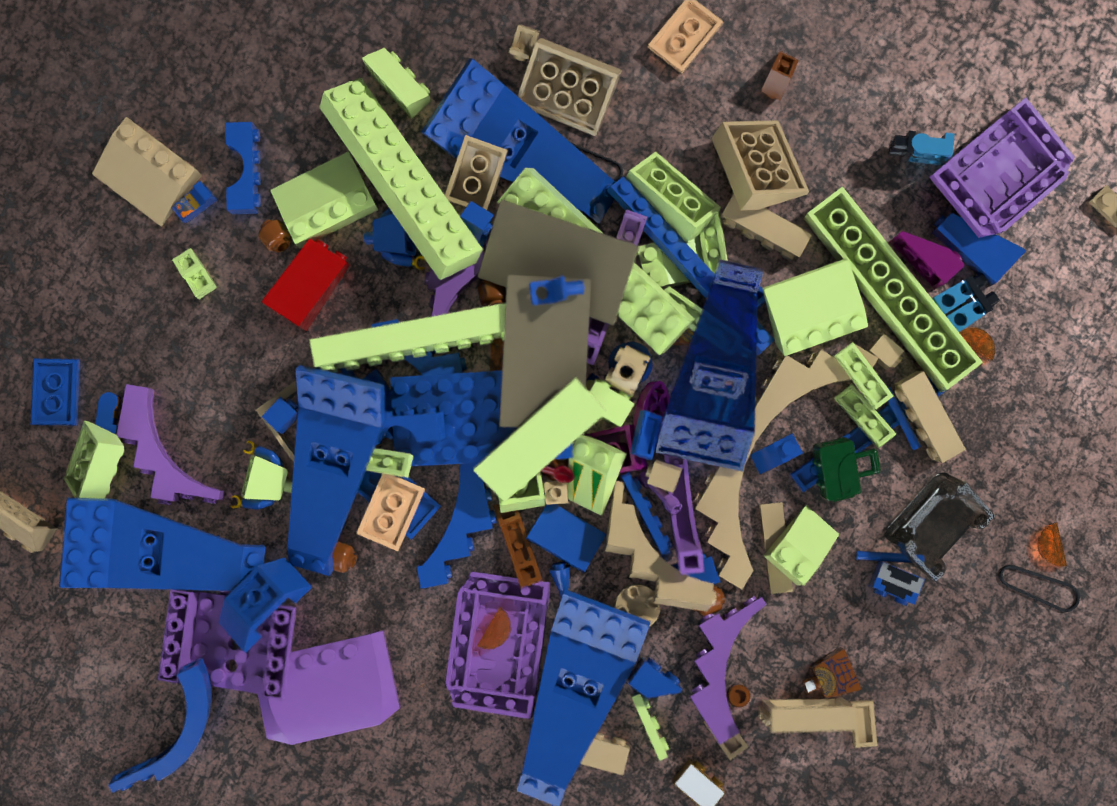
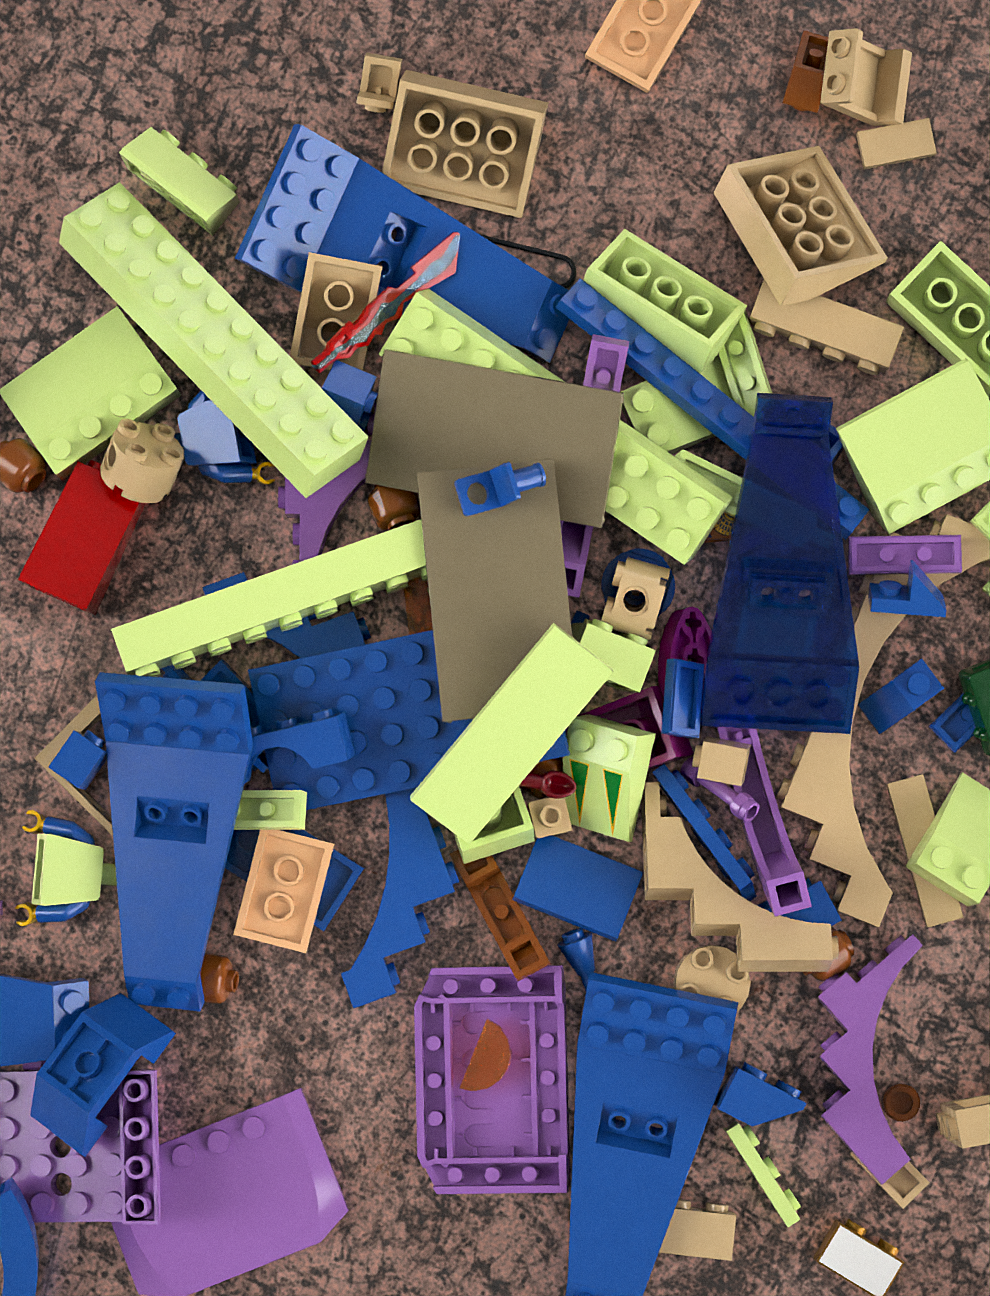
camera: 10 degrees left, 0 degrees up
(347, 243) = (142, 461): none -> tan brick
(507, 174) = (388, 305): none -> red sword
(792, 370) = (893, 554): none -> medium lavender tile
(795, 396) = (915, 598): none -> blue slope
(812, 84) = (865, 79): none -> tan panel
(824, 126) = (896, 143): none -> tan tile

